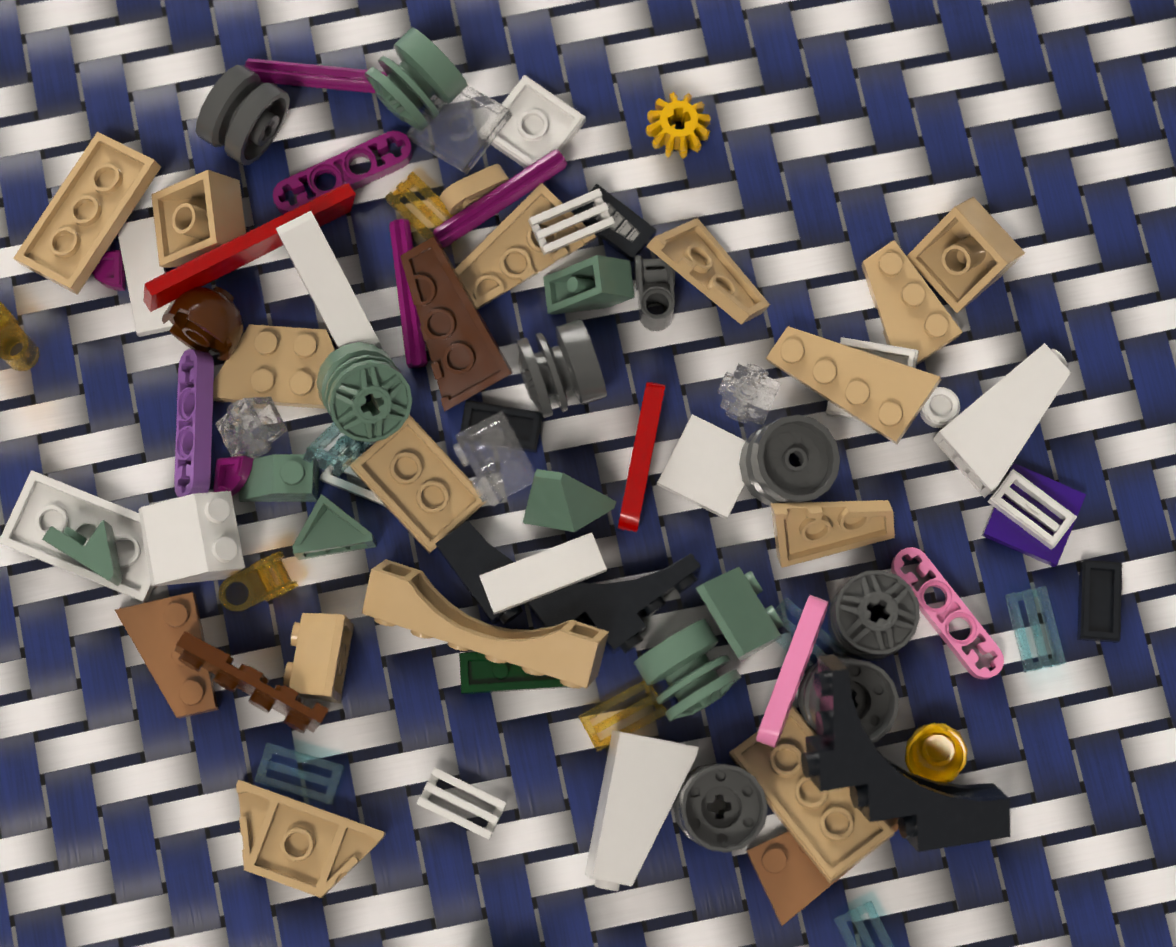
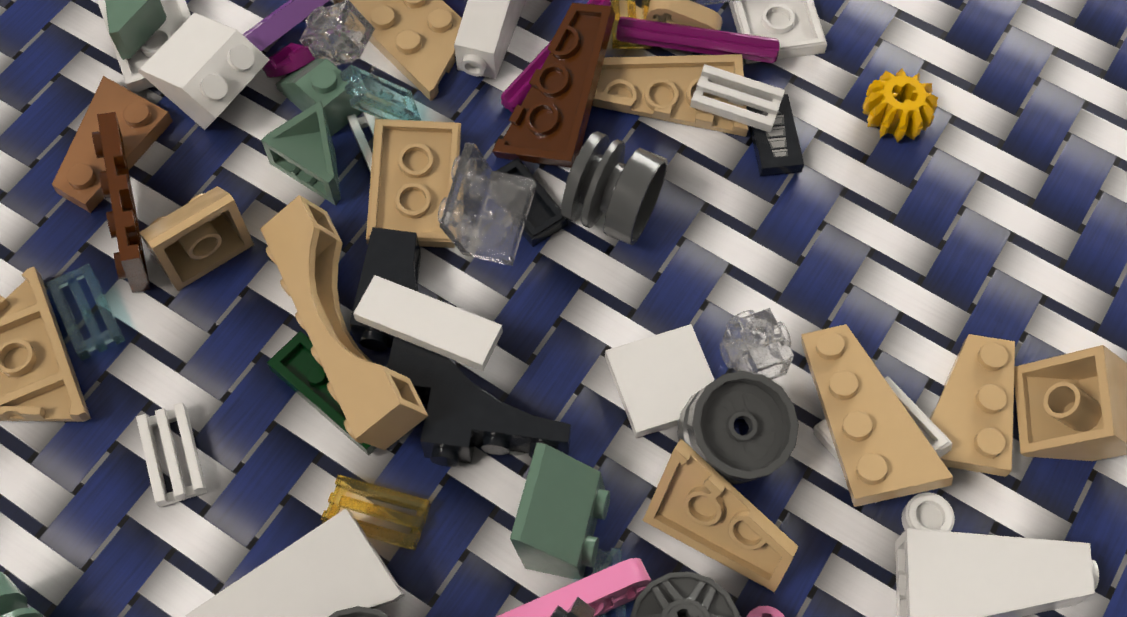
camera: 45 degrees right, 15 degrees down
(259, 582) = (221, 144): clear yellow piece -> none
(350, 376) = (456, 53): sand green wheel -> none
(563, 502) = (509, 287): sand green slope -> none
(589, 285) = (708, 157): sand green slope -> none
(641, 456) = (611, 318): red beam -> none
(655, 285) = (761, 202): dark grey piece -> none
(687, 670) = (462, 517): sand green wheel -> none
(709, 268) = (820, 224): tan wing -> none

